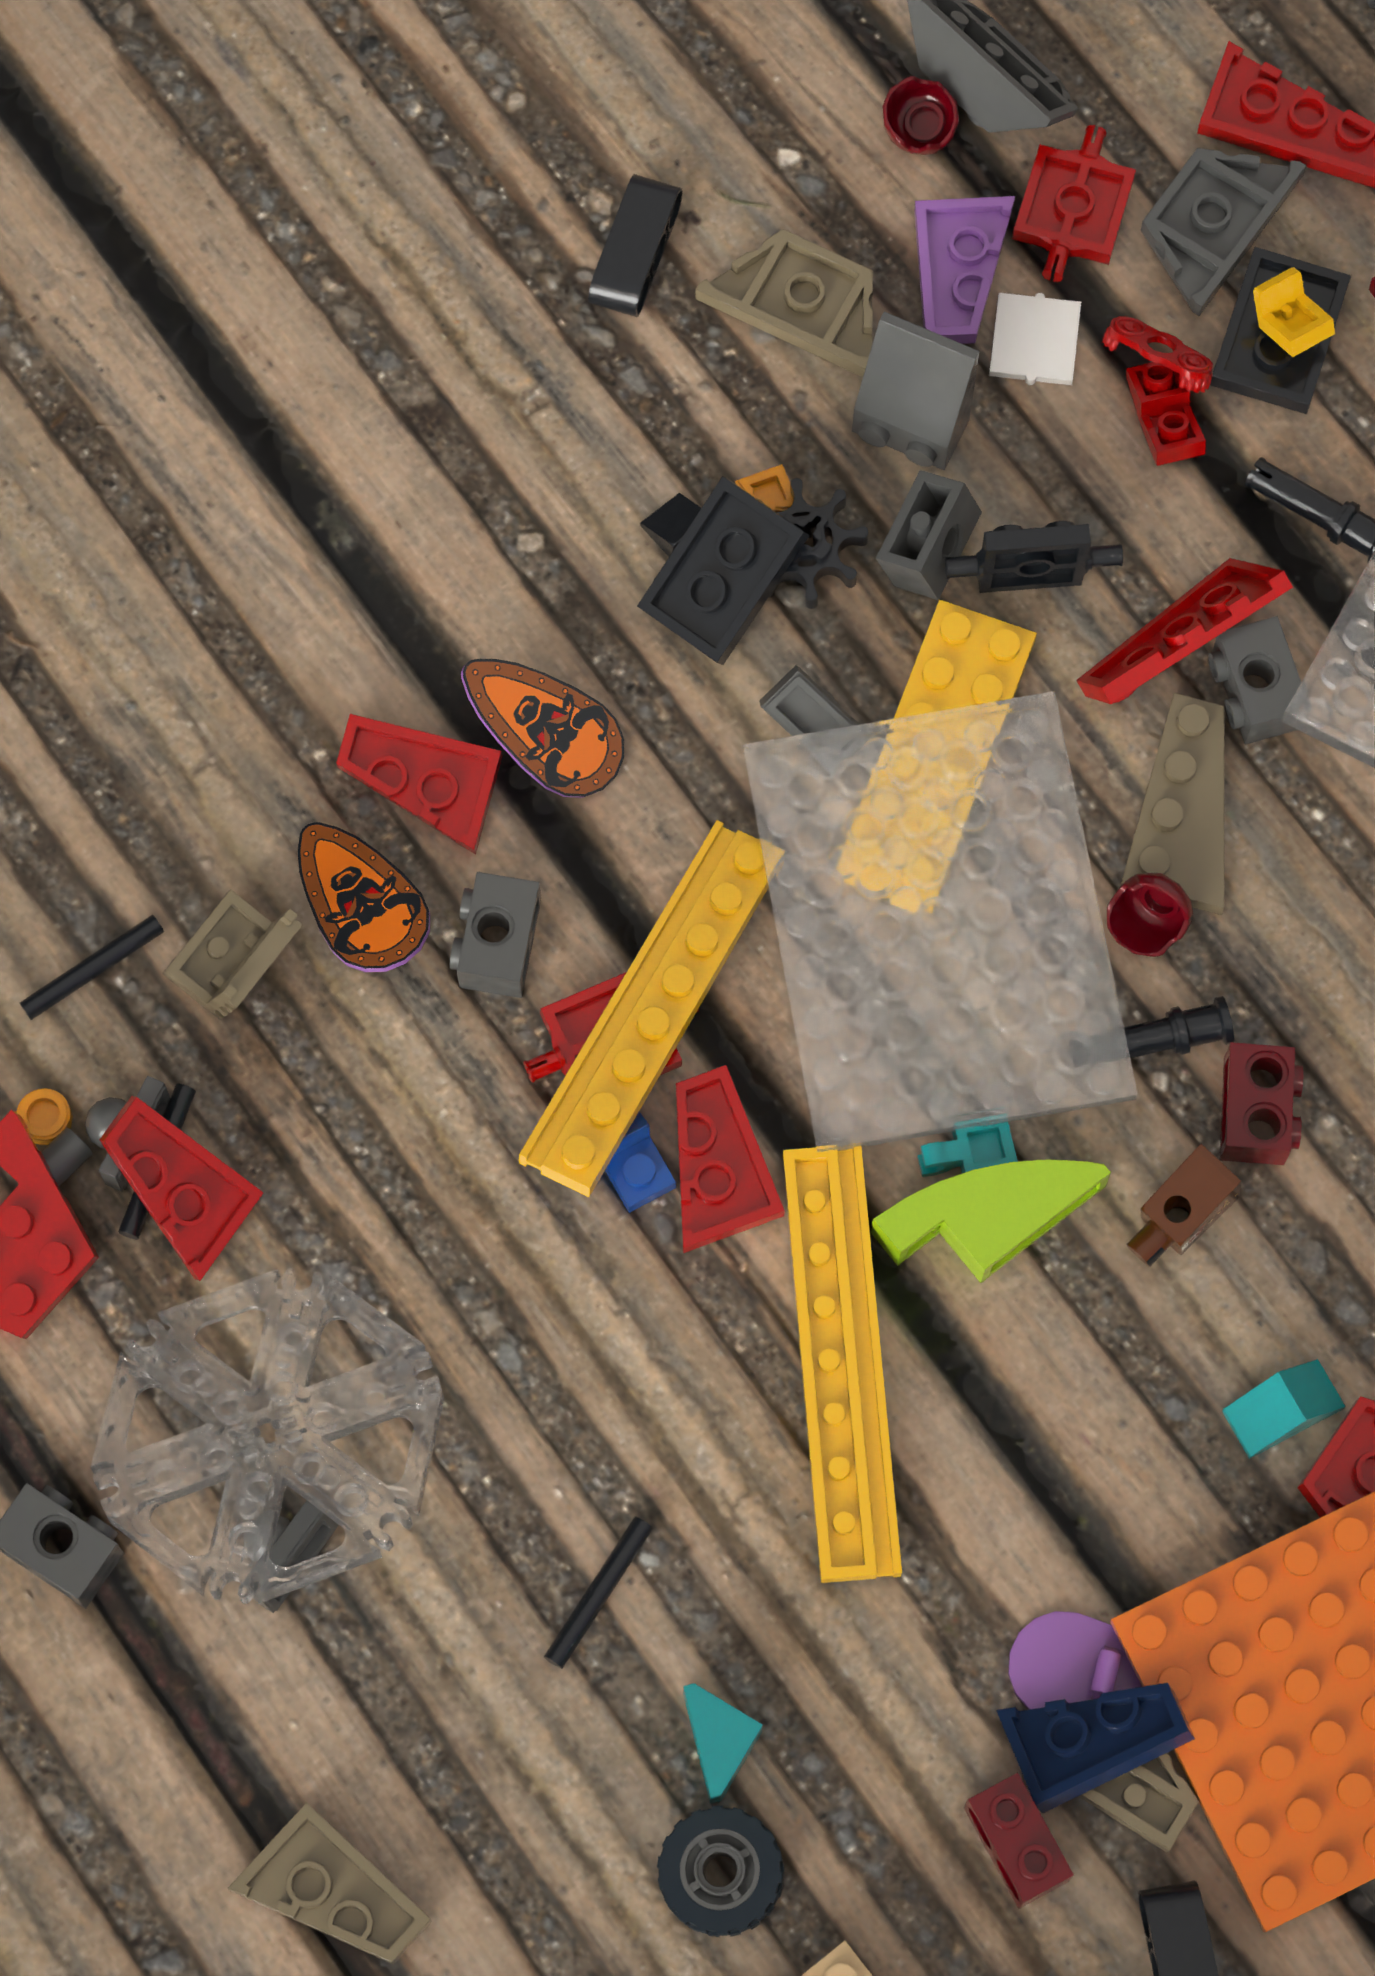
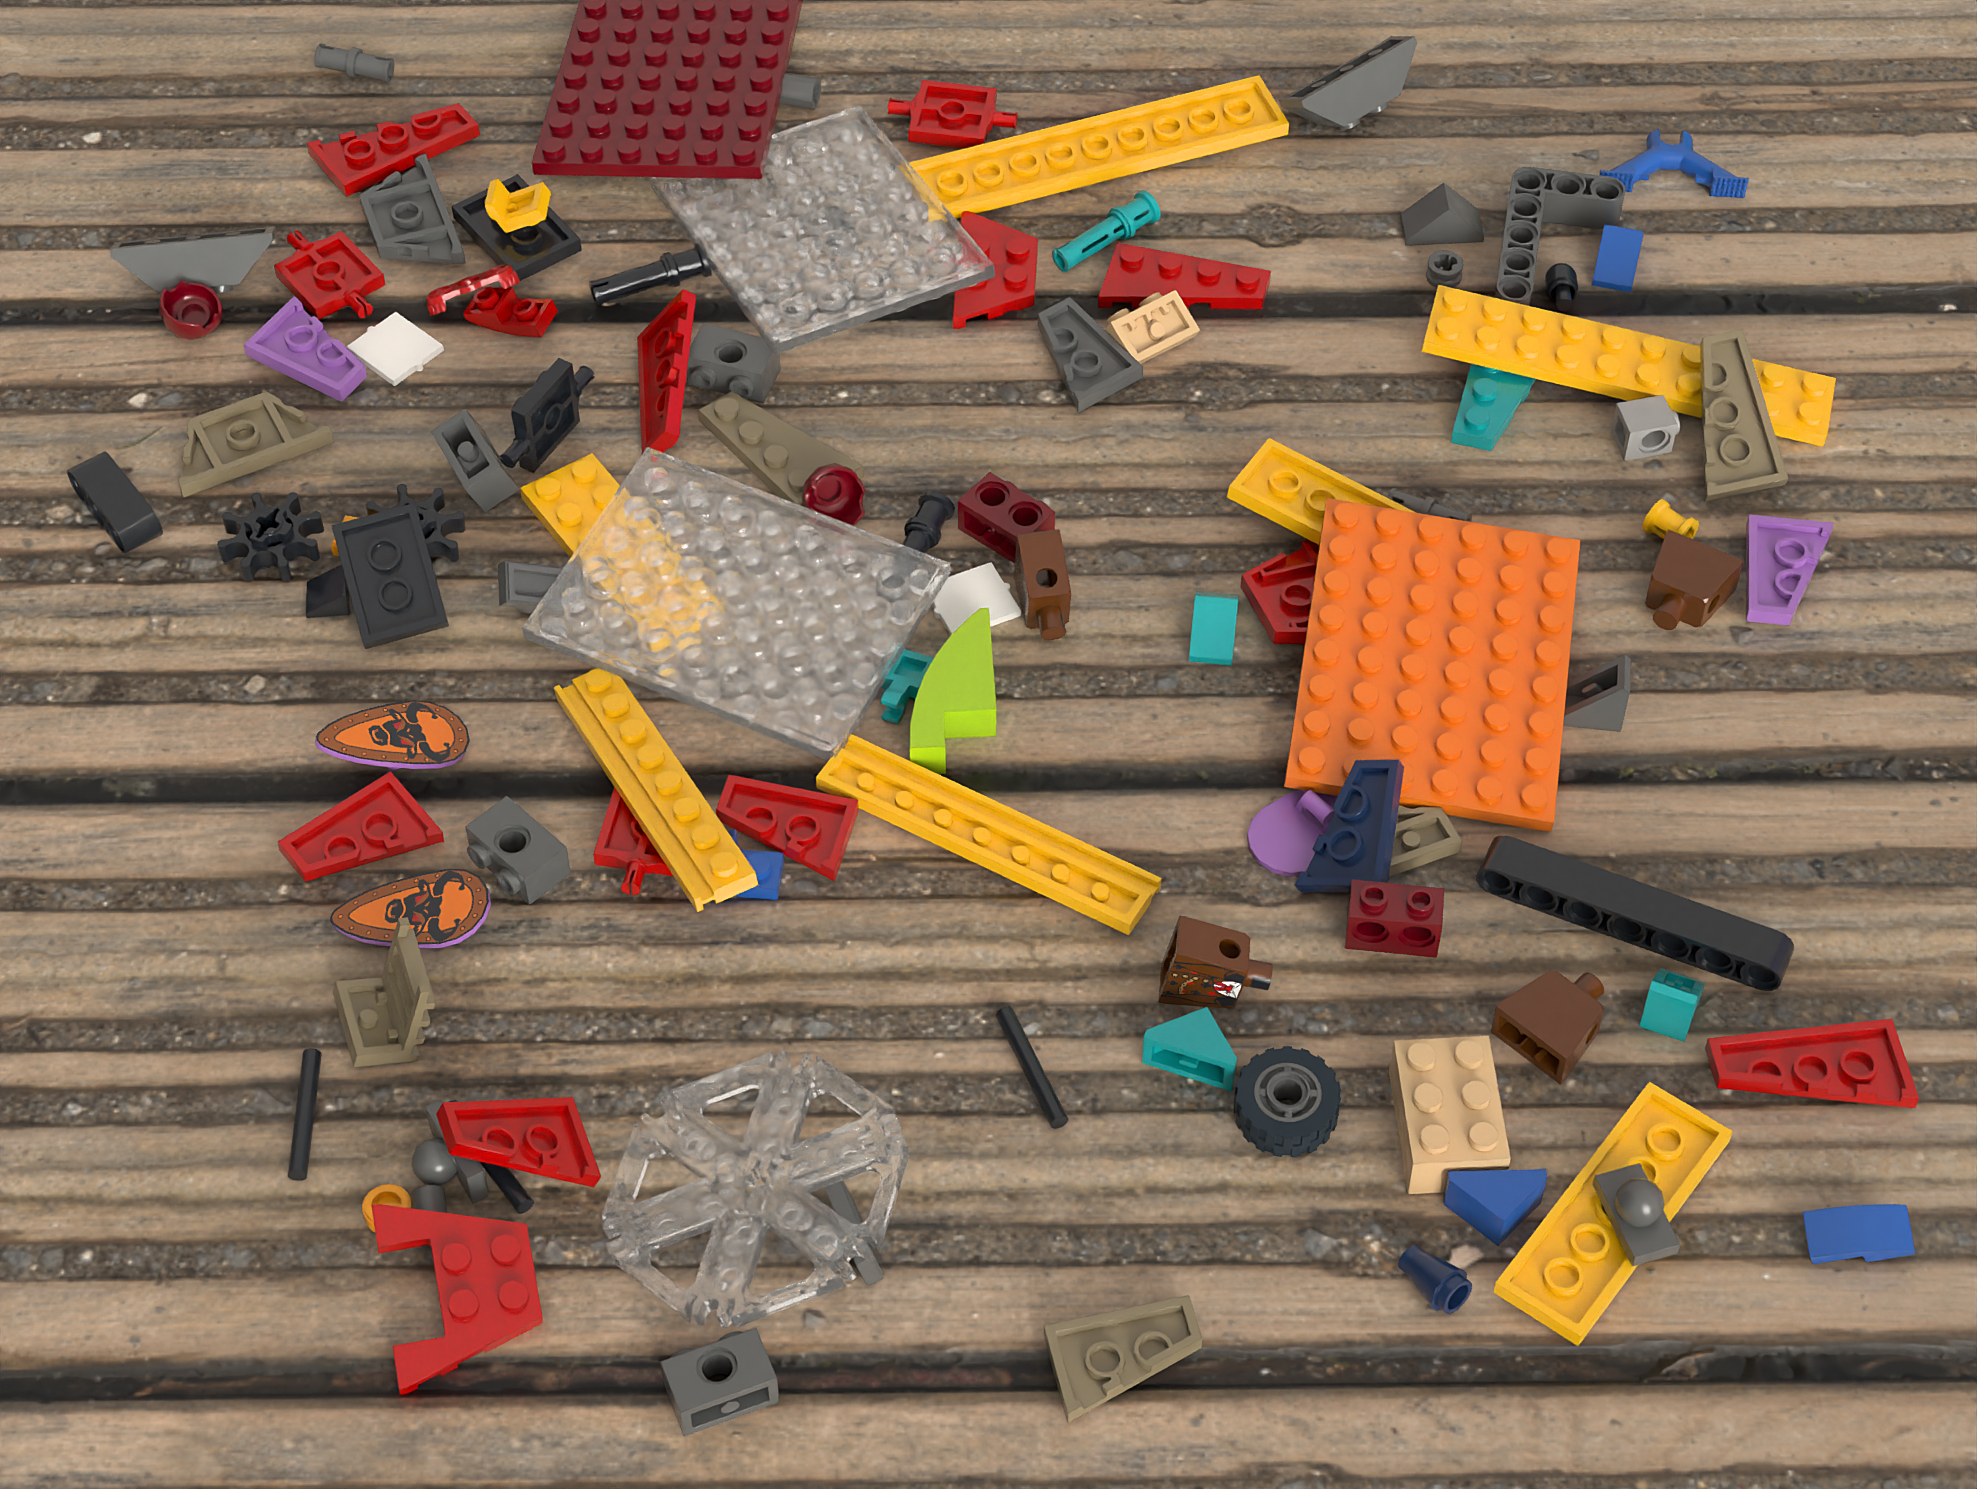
camera: 55 degrees left, 20 degrees down
(695, 438) = (271, 536): none -> black gear
(808, 1675) = (1209, 966): none -> reddish brown torso
(915, 392) = (376, 400): dark grey slope -> none
(1136, 1142) = (974, 590): none -> white piece

